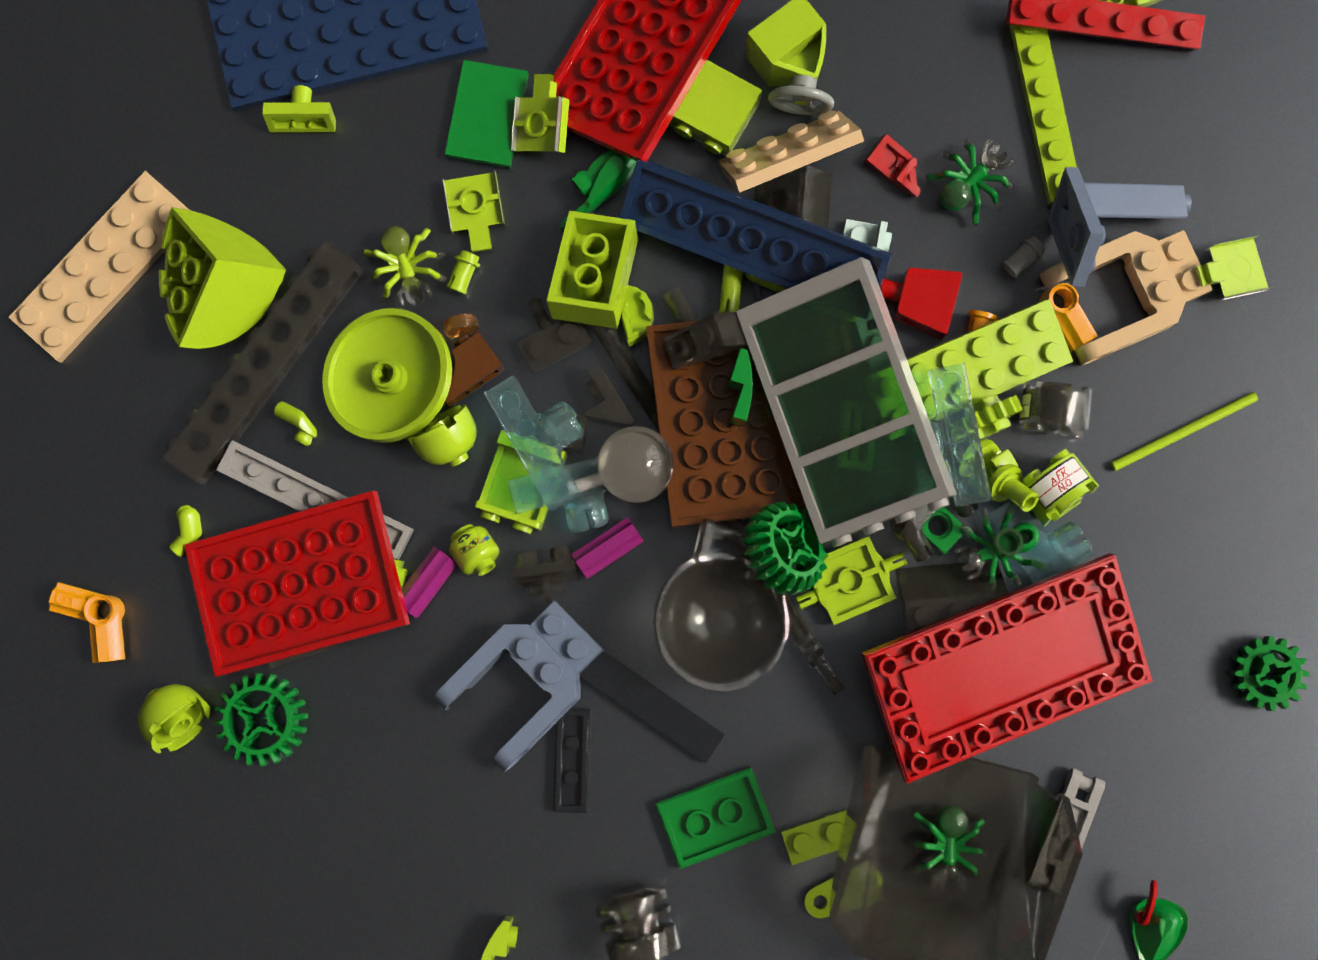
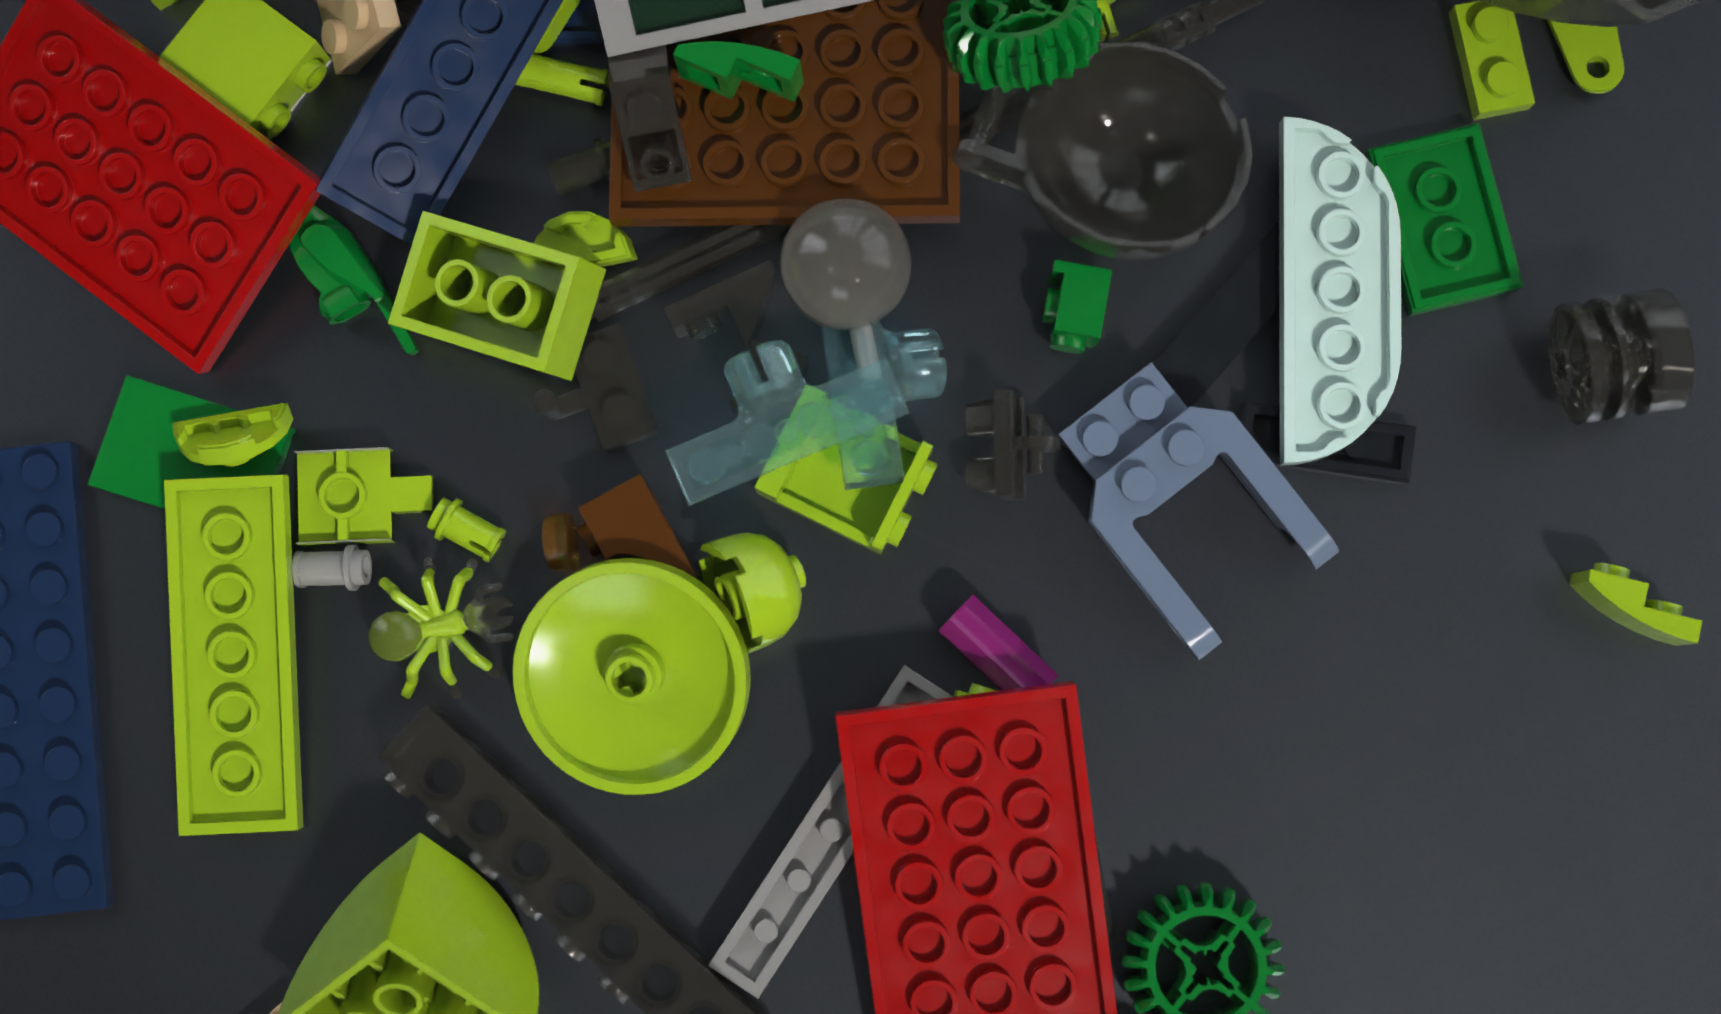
camera: 85 degrees left, 0 degrees up
(298, 419) = (685, 845): lime arm -> none
(300, 114) = (138, 784): lime tile -> none
(376, 154) = (233, 655): none -> lime plate
(432, 201) = (332, 568): none -> light grey pin
(473, 550) = (954, 563): lime head -> none
(497, 134) = (232, 436): none -> lime plate
(540, 120) = (217, 357): lime piece -> none
(607, 548) = (977, 337): magenta axle -> none
(632, 603) = (1076, 306): none -> green brick
(658, 754) = (1334, 291): none -> light aqua plate

